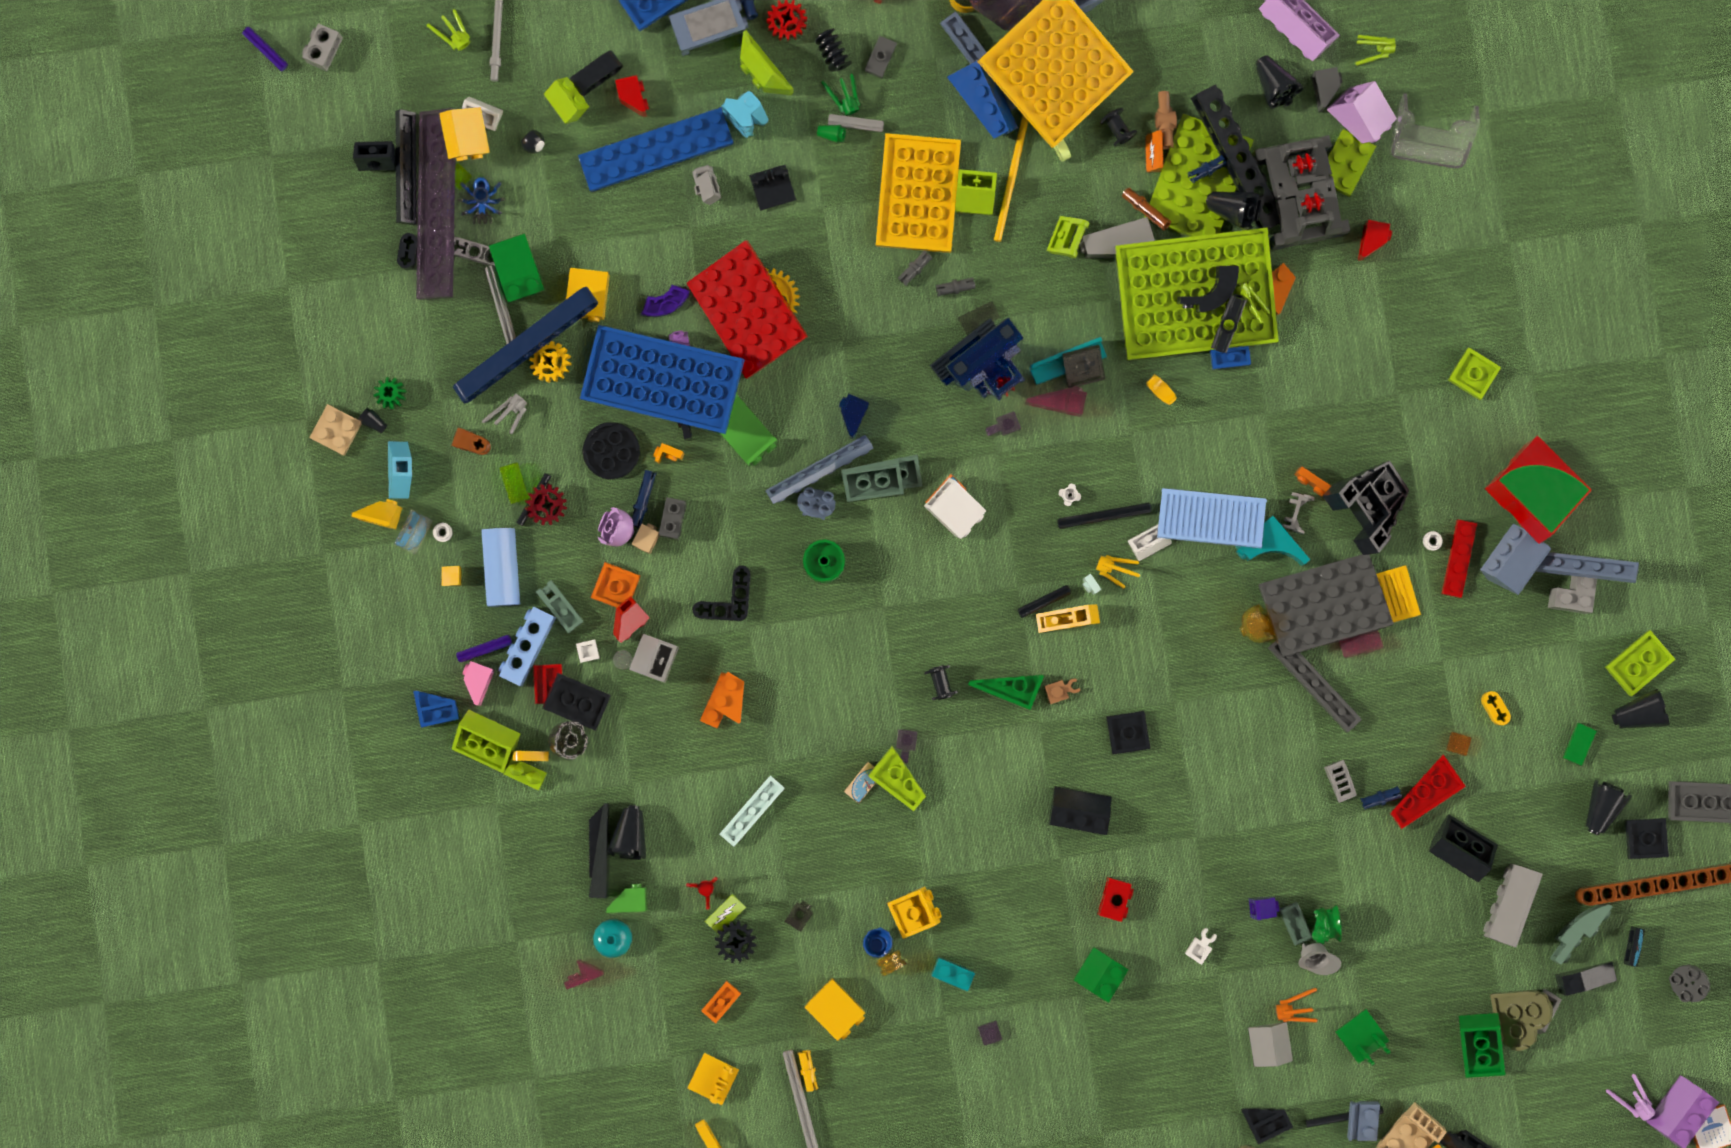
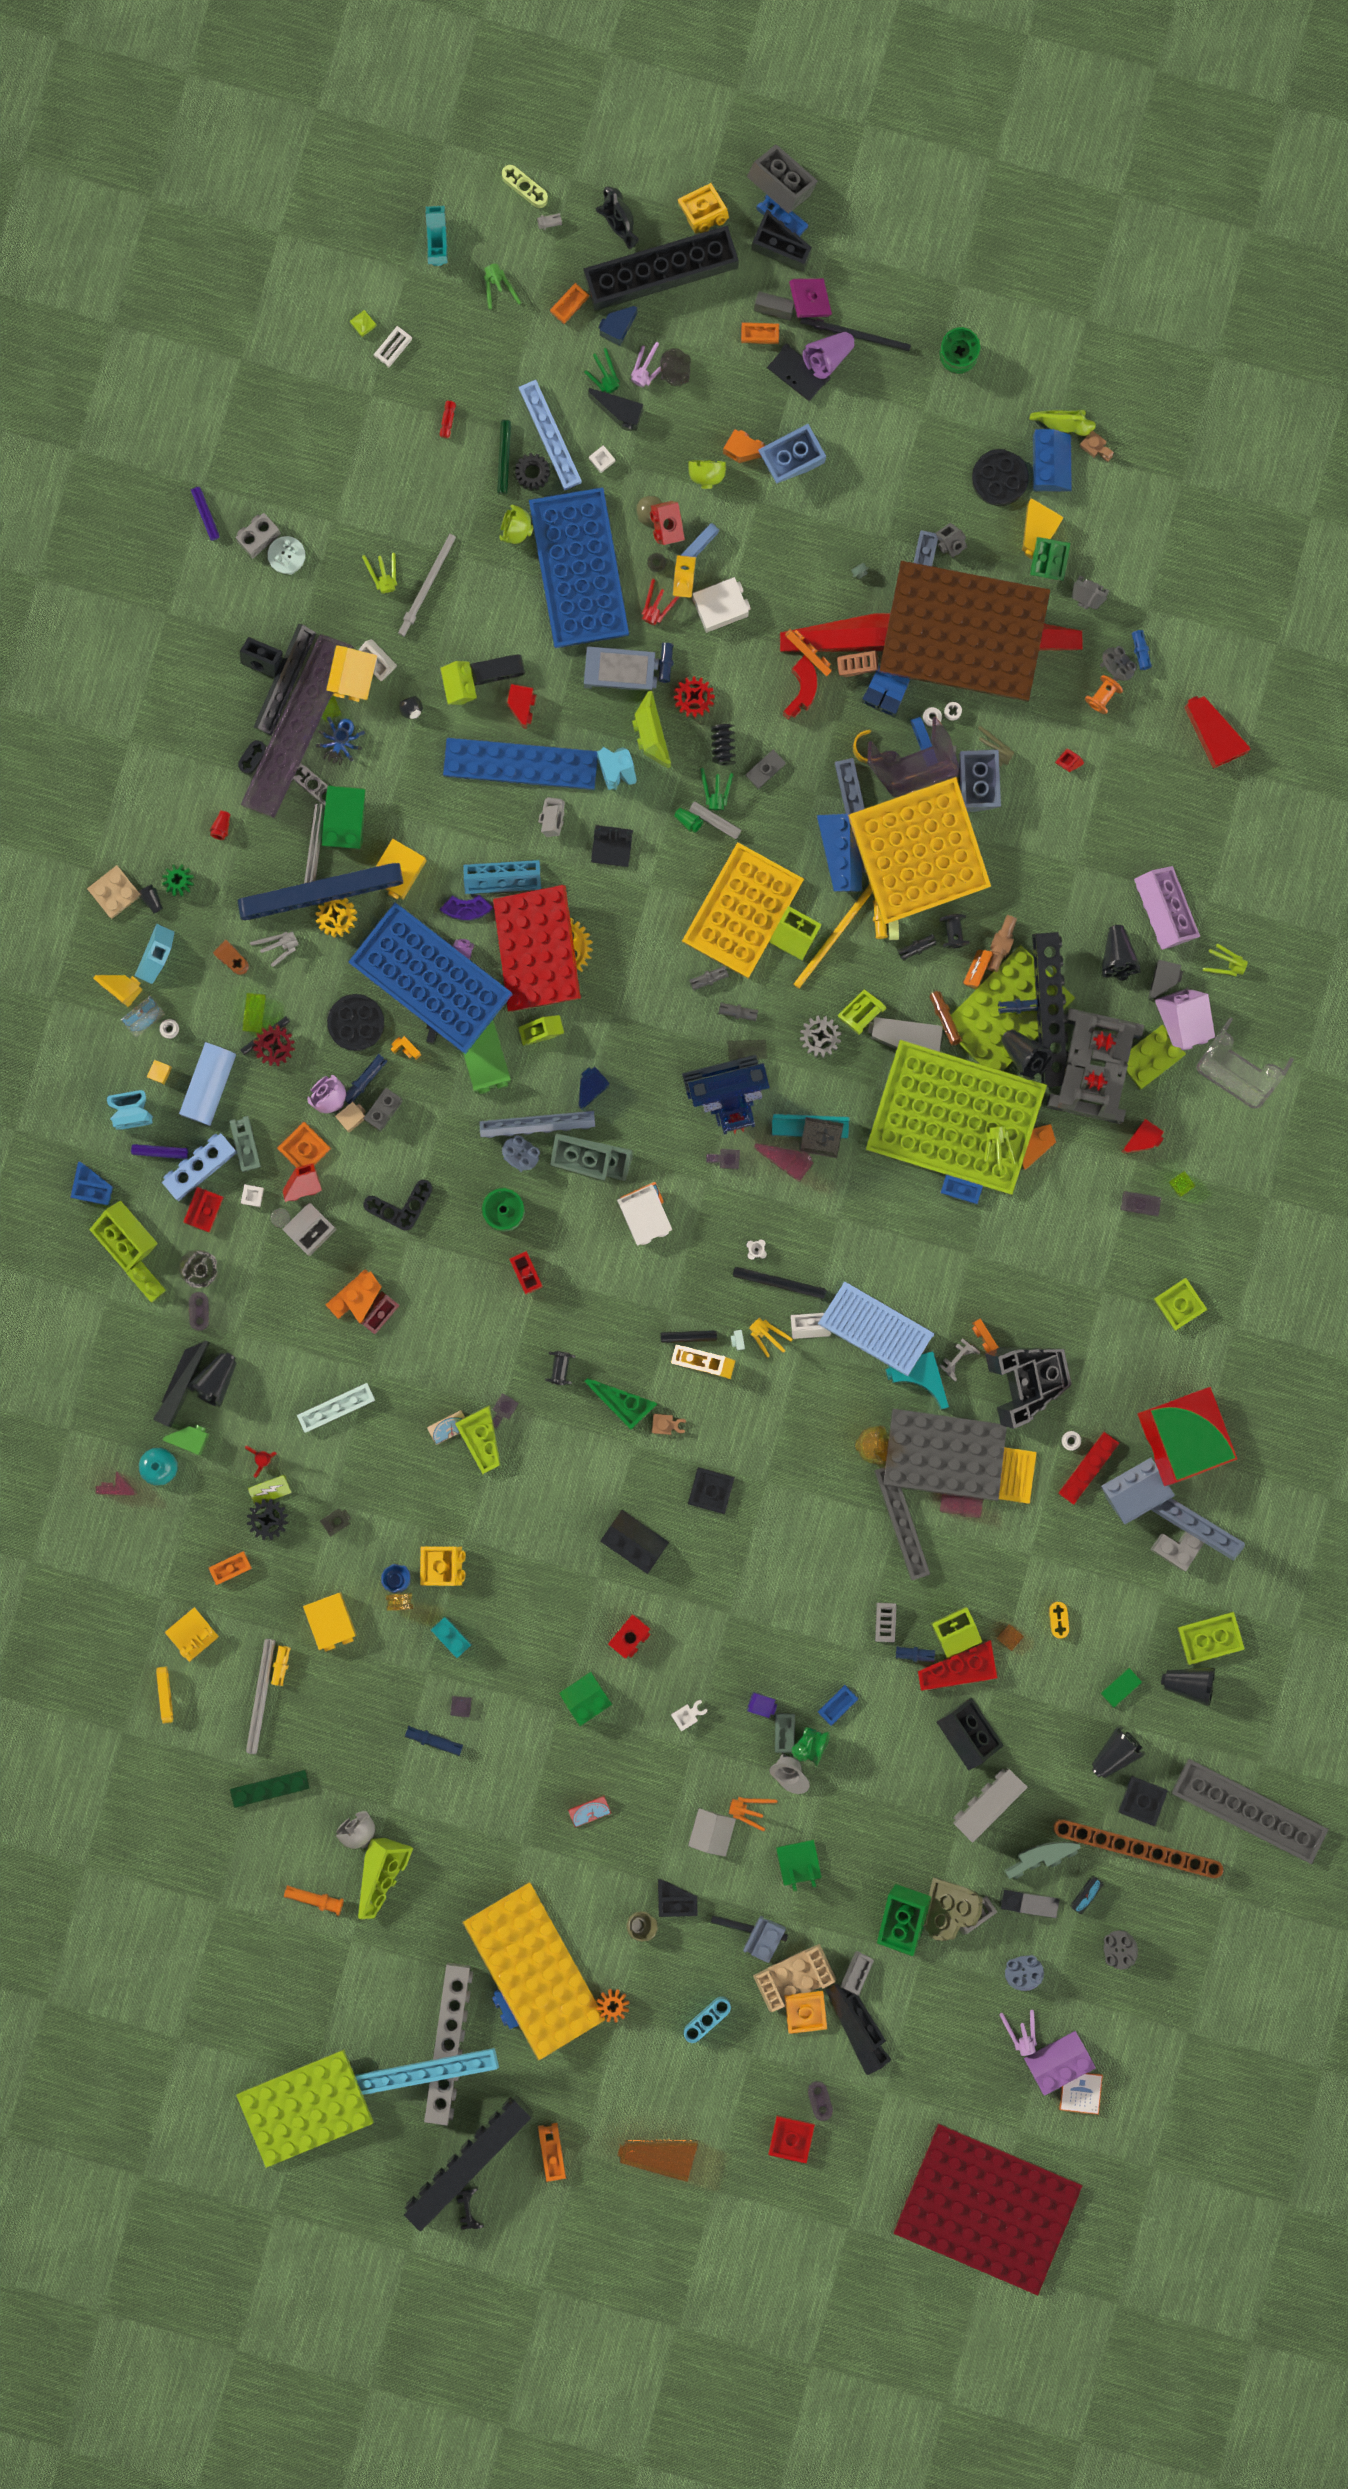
camera: 25 degrees right, 0 degrees up
(356, 63) = (280, 561): none -> light aqua plate
(407, 328) = (220, 827): none -> red cone
(439, 622) = (129, 1110): none -> medium azure piece
(477, 680) = (140, 1178): bright pink slope -> none
(530, 755) = (157, 1267): yellow beam -> none
(576, 701) = (221, 1237): black plate -> none
(587, 778) = (199, 1311): none -> plate
(687, 260) = (502, 879): none -> dark azure fence
(752, 705) = (379, 1312): none -> dark red slope
(784, 382) = (541, 1030): none -> lime slope
(870, 609) = (526, 1273): none -> red brick
(979, 1076) = (427, 1738): none -> dark blue pin
(1044, 147) = (880, 928): none -> yellow pin
(1049, 274) = (811, 1035): none -> light grey gear
(1090, 157) = (917, 947): none -> black pin
(1150, 1075) = (589, 1811): none -> slope
(1161, 389) = (884, 1190): yellow helmet -> none
(1224, 285) = (973, 1127): black arch -> none
(1232, 312) = (978, 1149): black piece -> none
(1331, 876) = (838, 1705): none -> blue tile
(1397, 299) = (1140, 1203): none -> plate
(1409, 760) = (956, 1632): none -> lime slope
(1426, 264) = (1181, 1184): none -> clear neon green plate
(1461, 1113) = (857, 1973): none -> plate
(1619, 1038) = (1032, 1969): none -> sand blue plate

